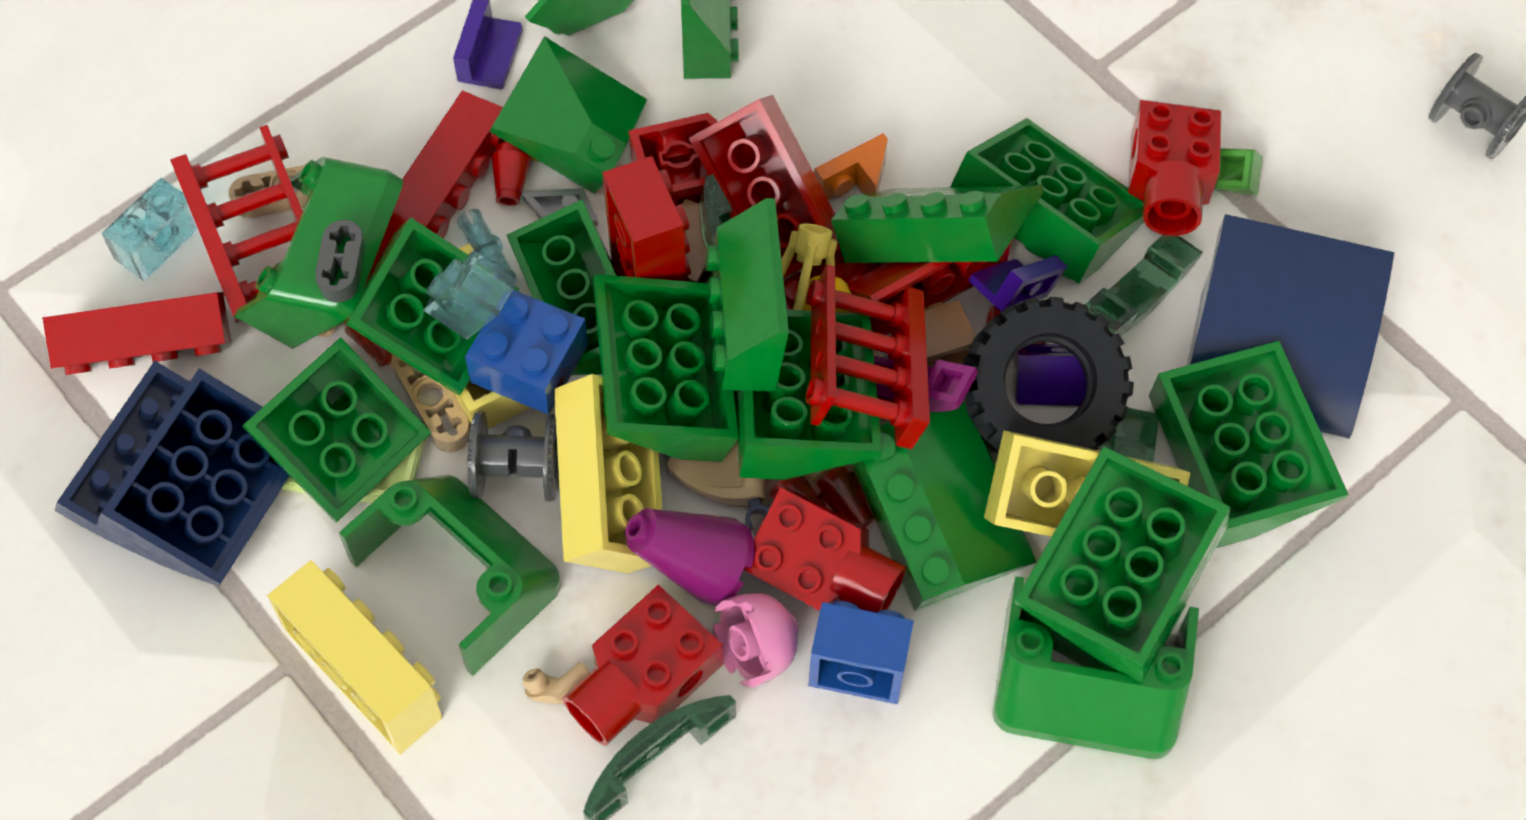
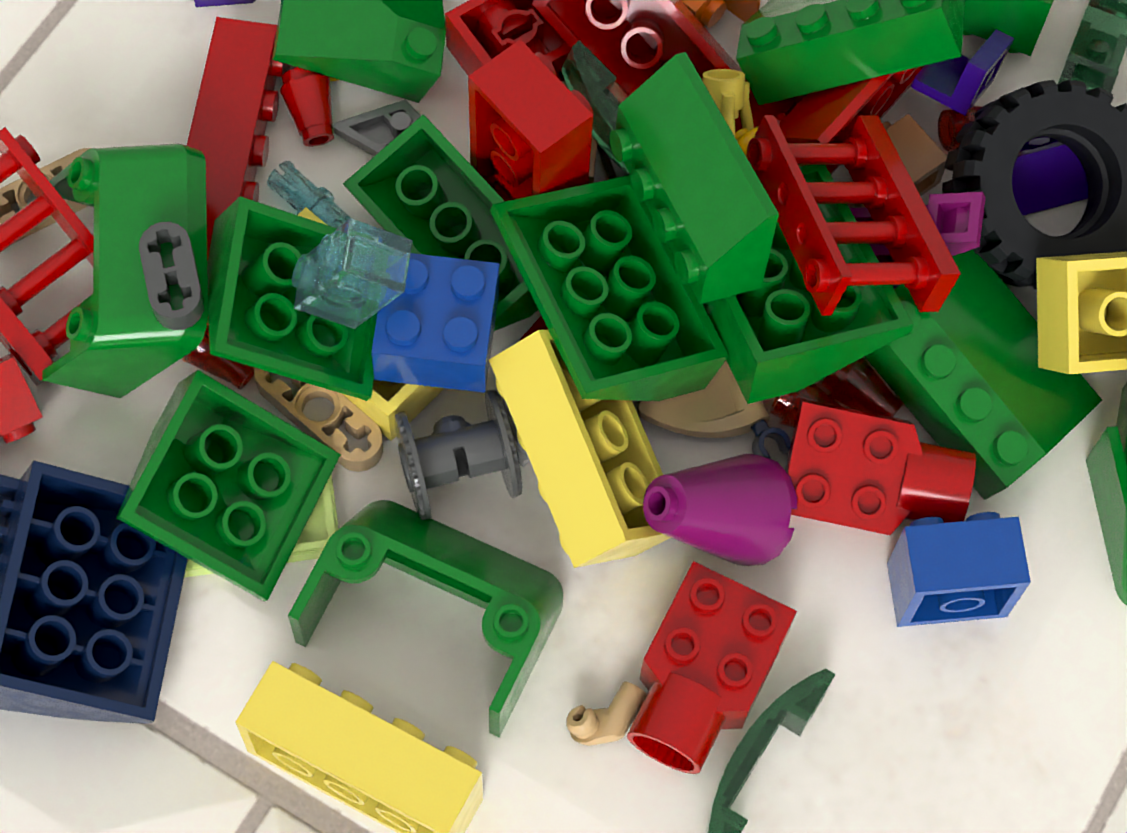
camera: 20 degrees left, 5 degrees up
(756, 636) = (828, 587): bright pink cylinder -> none

